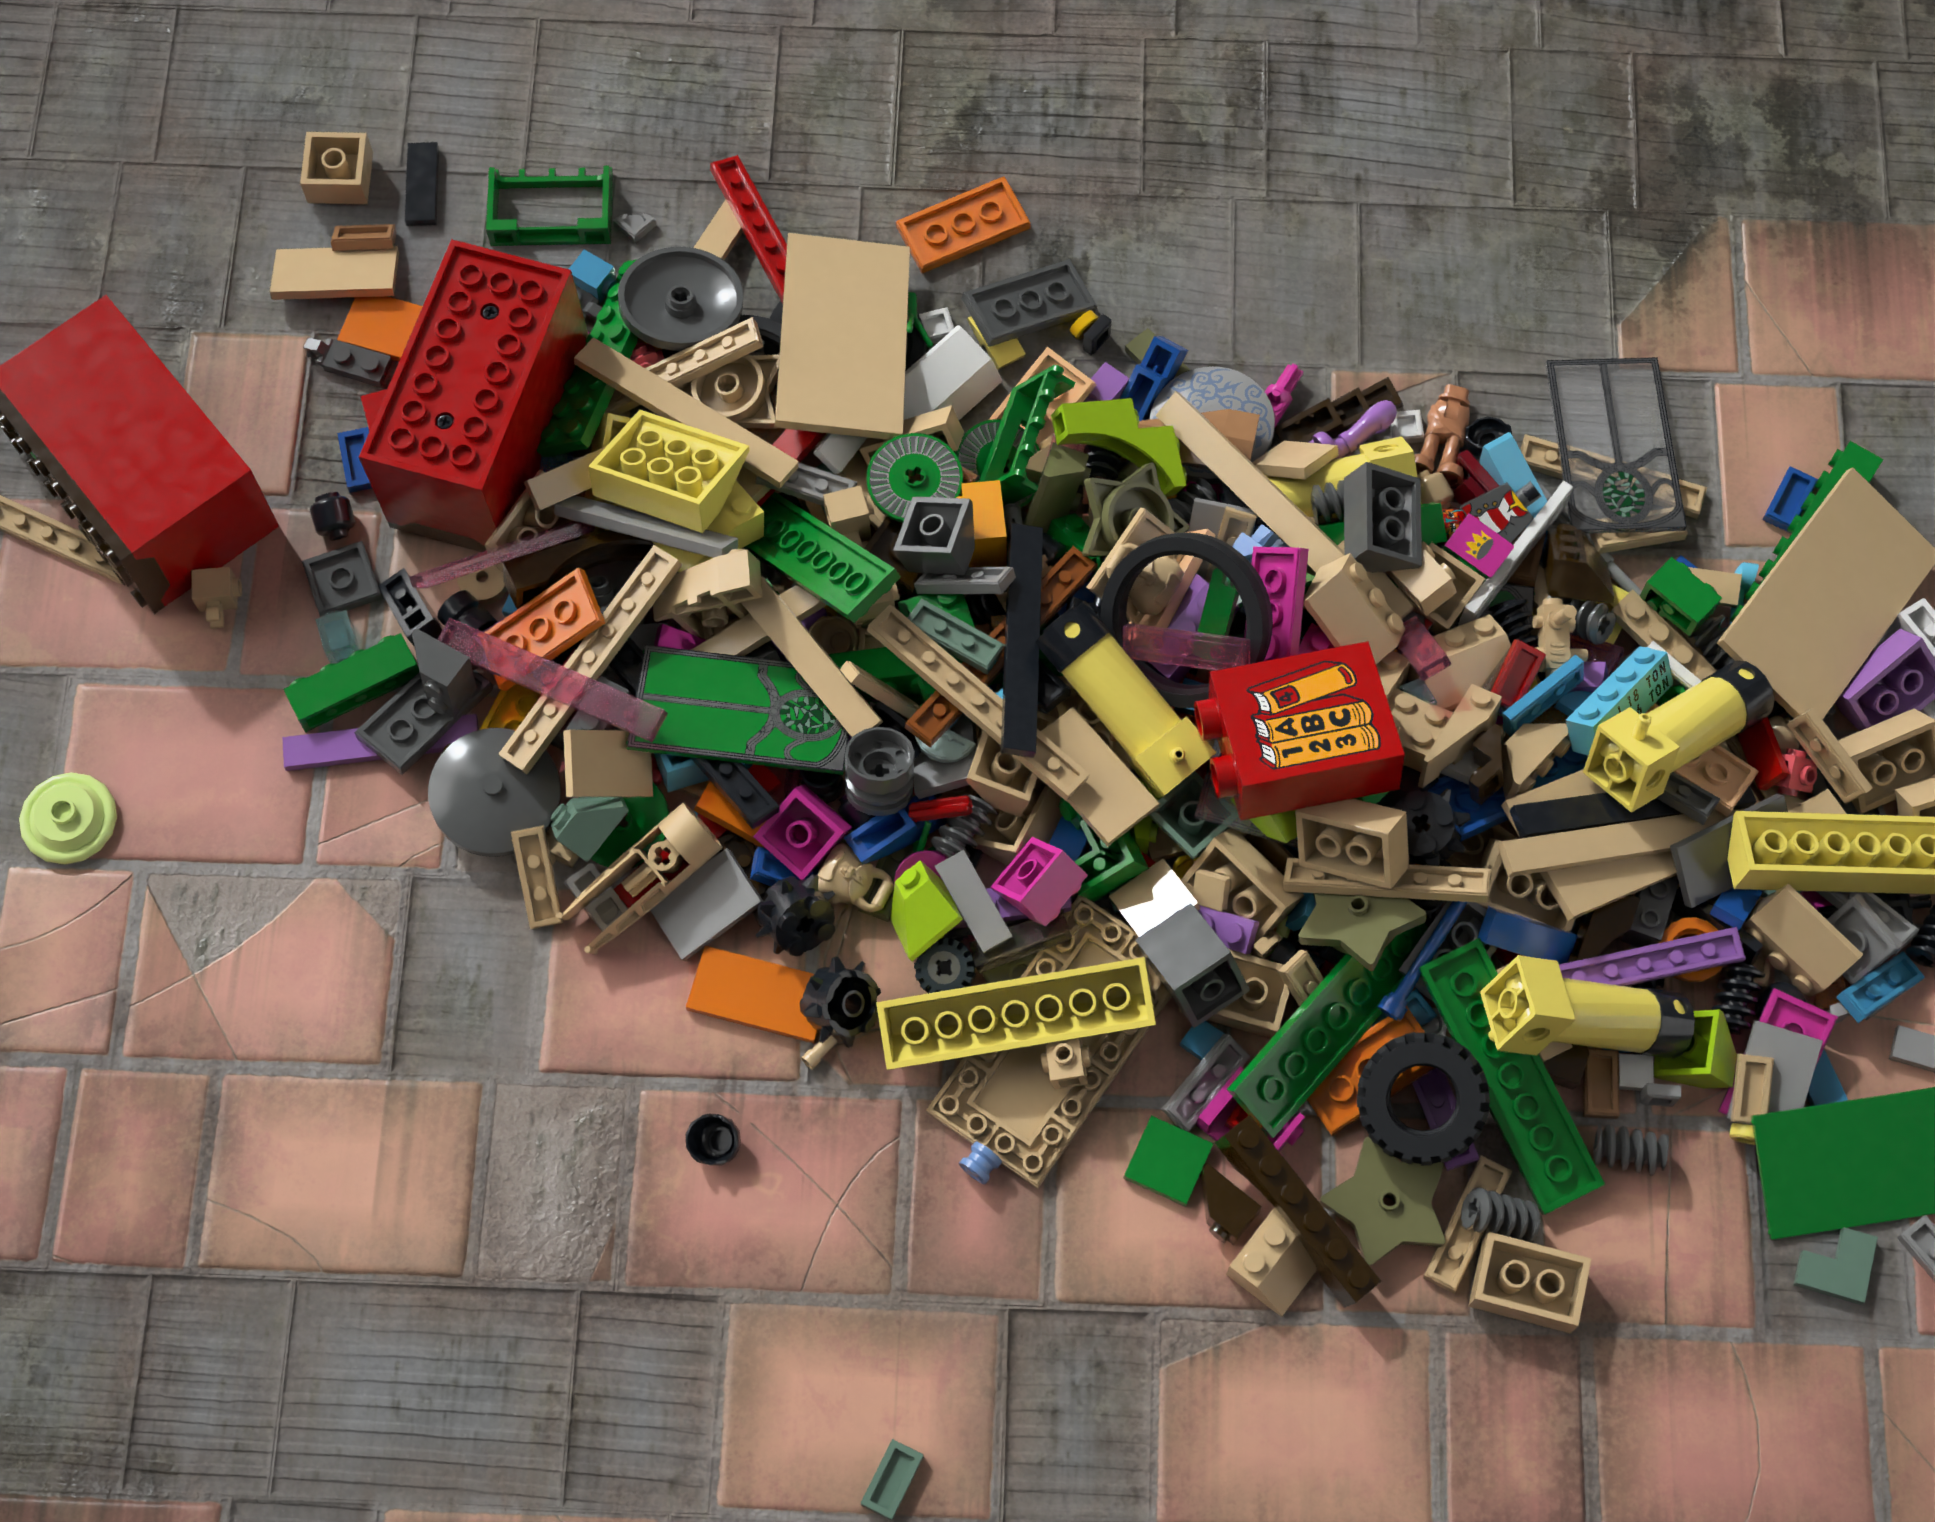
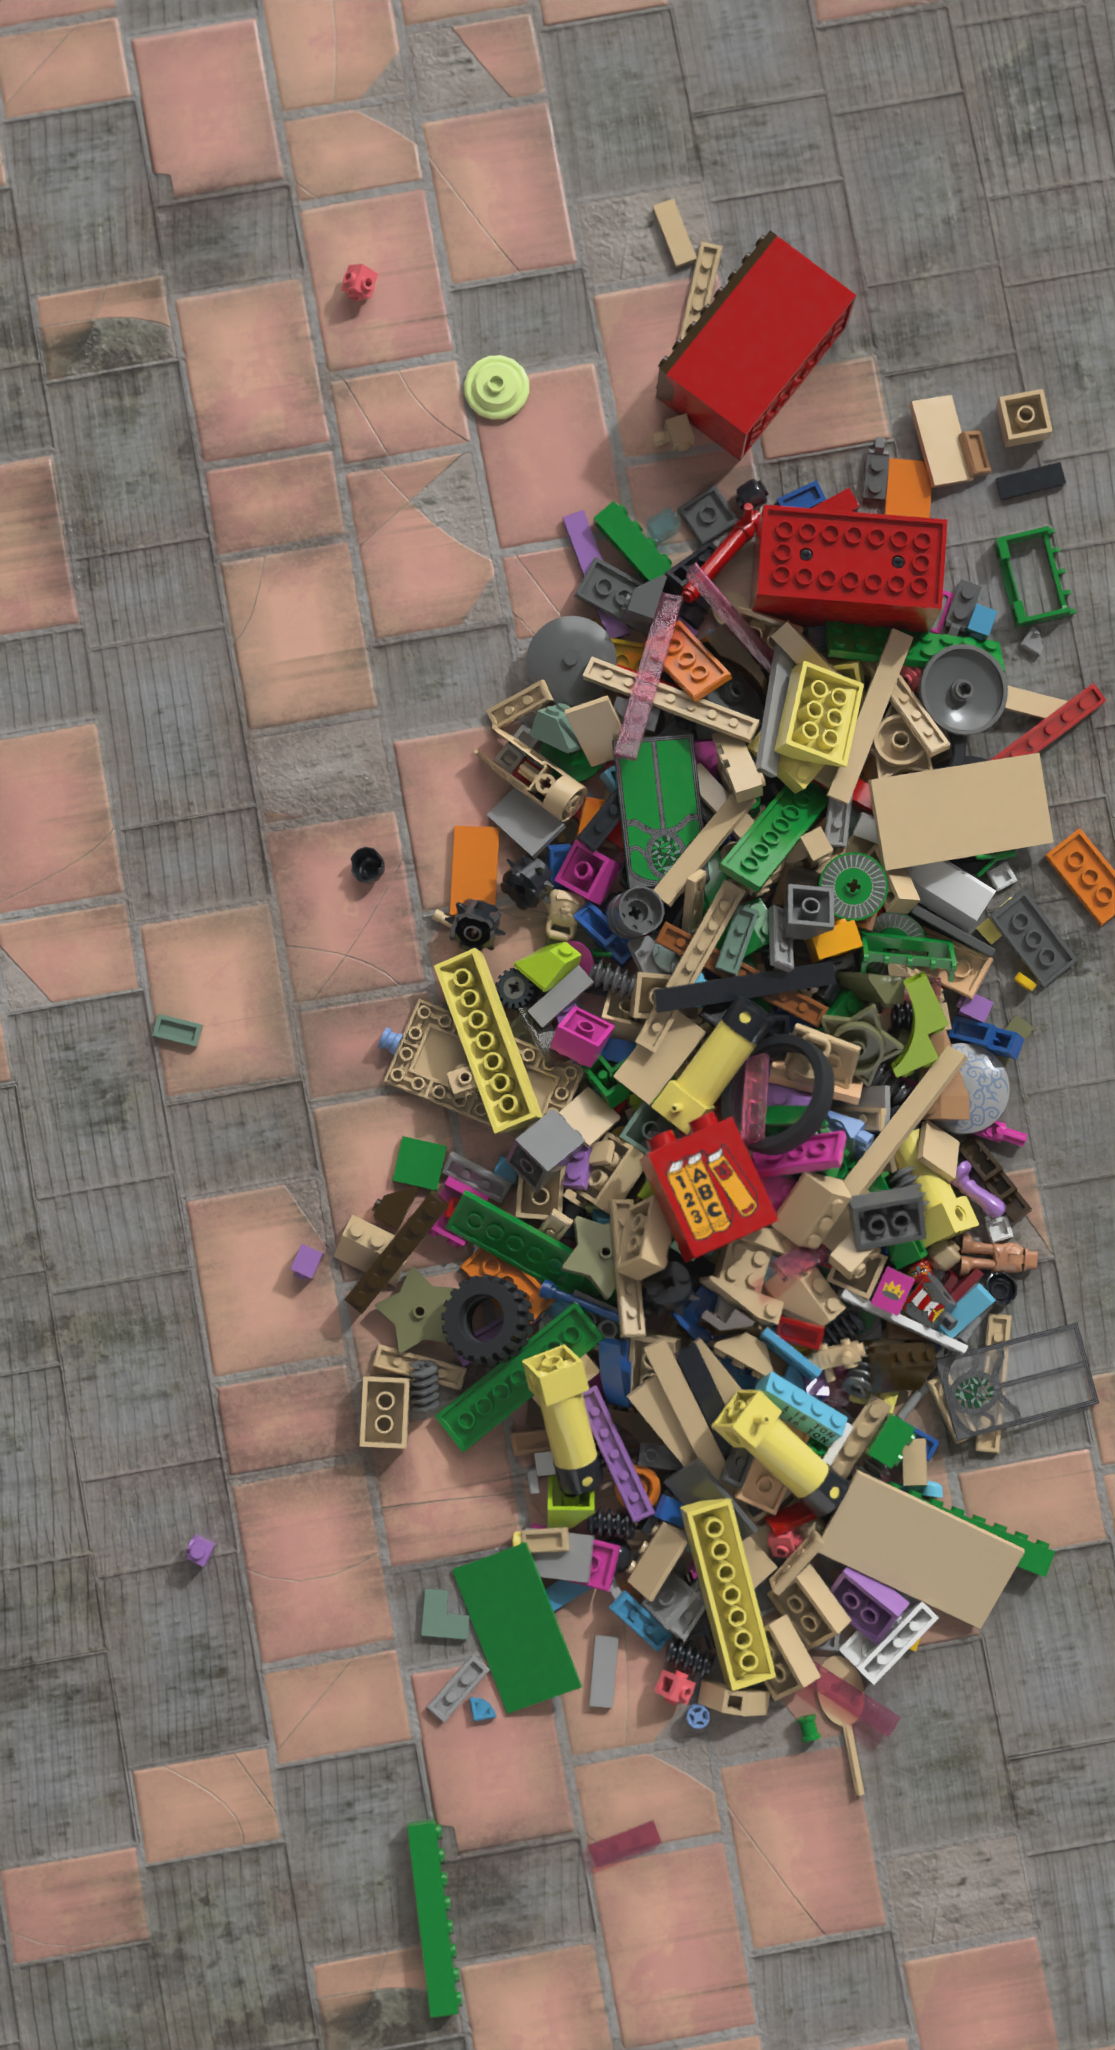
camera: 75 degrees right, 15 degrees up
(382, 538) = (740, 534): none -> red cylinder
(940, 808) = (620, 960): red axle -> none
(1001, 385) = (953, 930): none -> dark grey tile
(1097, 334) = (1018, 992): black tile -> none
(1285, 1354) = (306, 1262): none -> medium lavender brick
(1630, 1148) = (490, 1465): dark grey piece -> none
(1789, 498) = (1005, 1515): blue tile -> none

